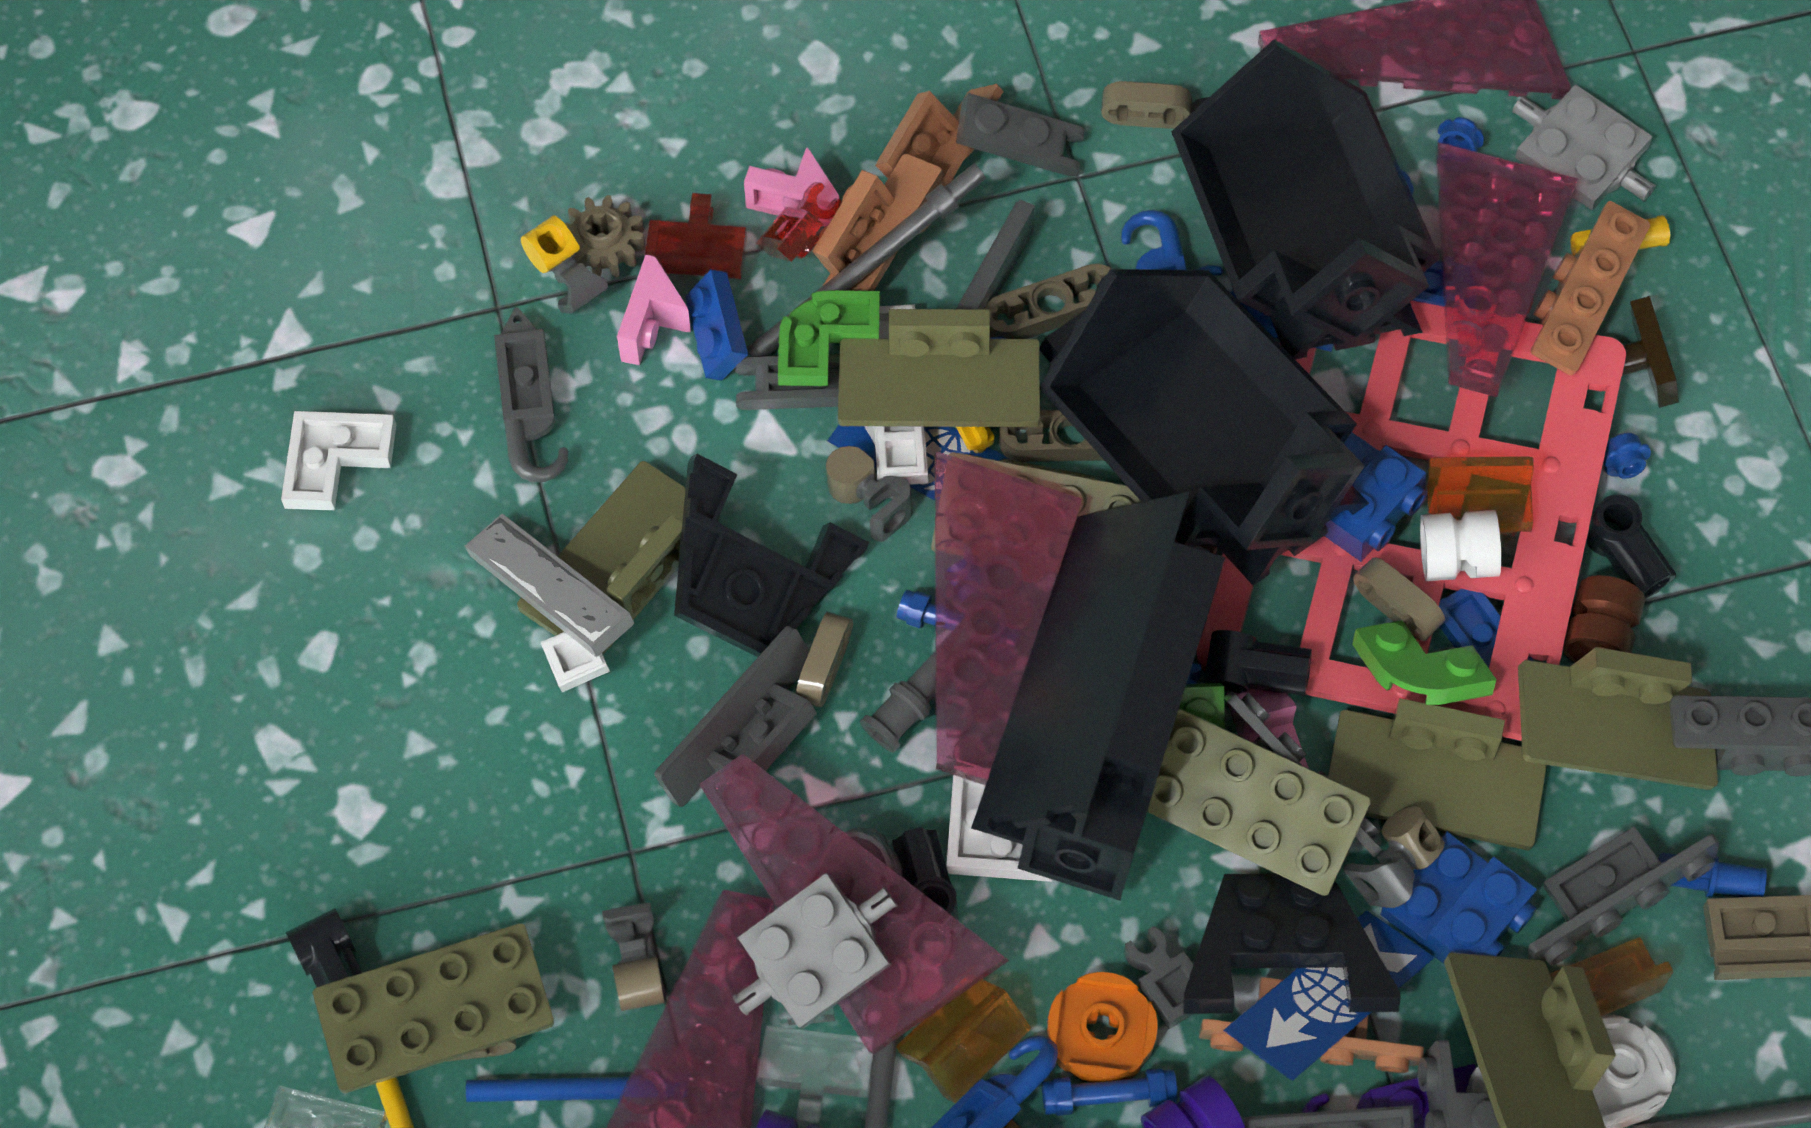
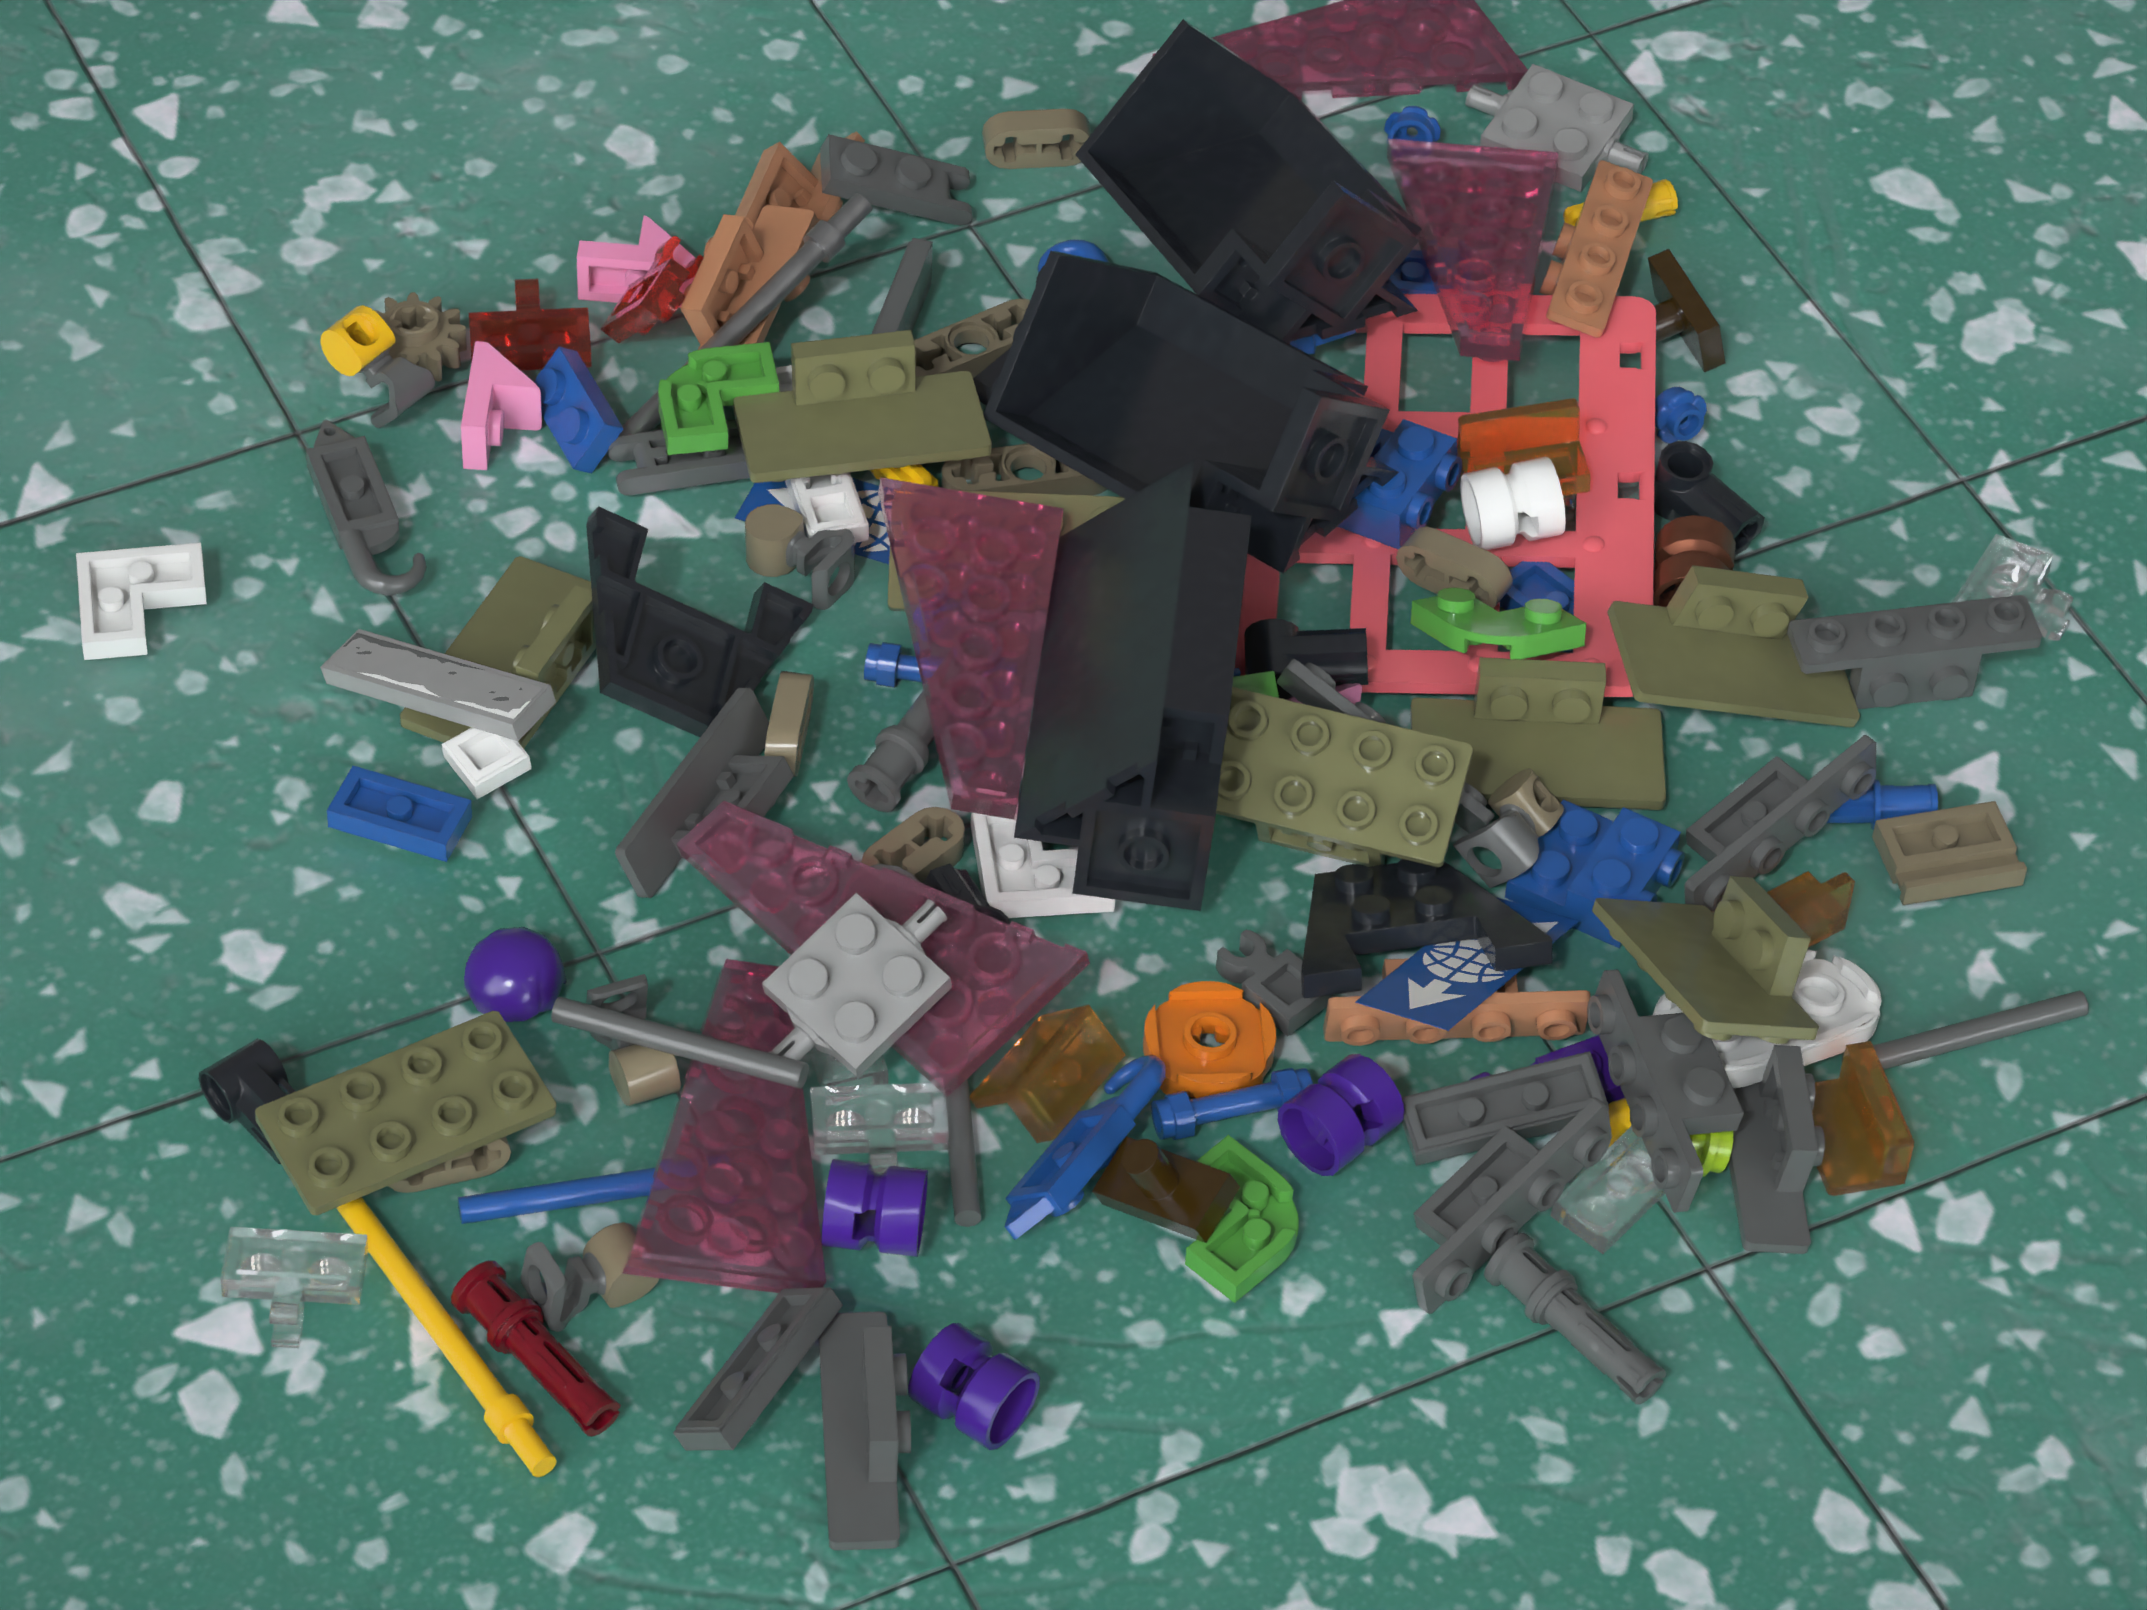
camera: 15 degrees left, 15 degrees down
(497, 699) = (399, 813): none -> blue plate
(556, 871) = (514, 974): none -> dark purple hair
(665, 976) = (680, 1042): none -> dark grey bar
(893, 790) = (906, 846): none -> dark tan beam

